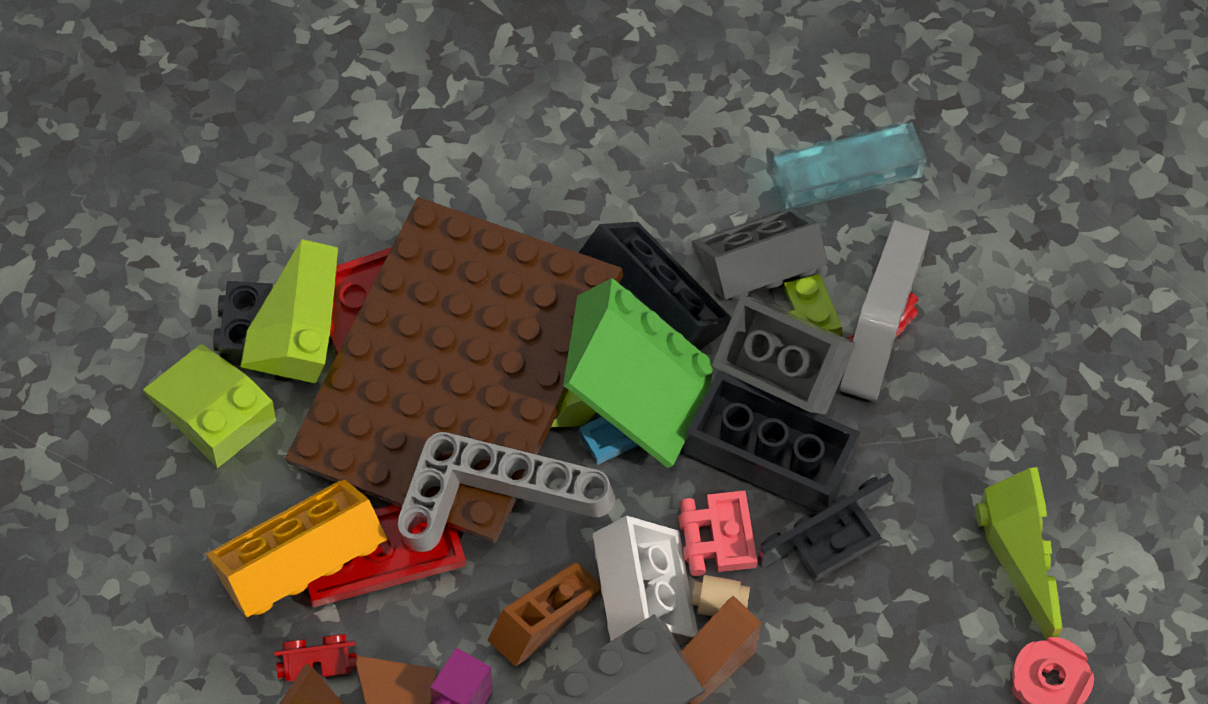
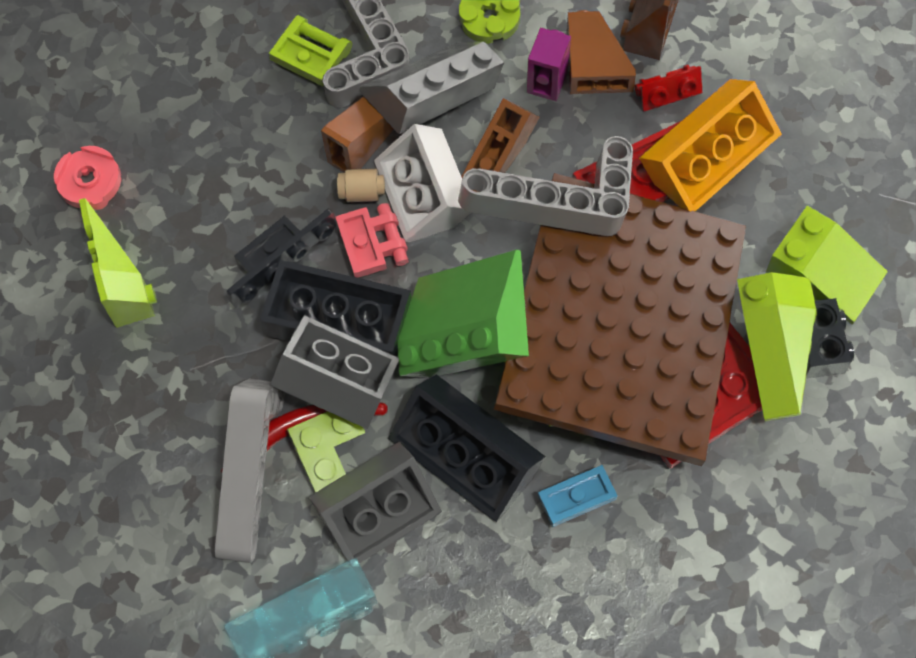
camera: 175 degrees right, 5 degrees up
(553, 221) = (577, 496): none -> dark azure plate

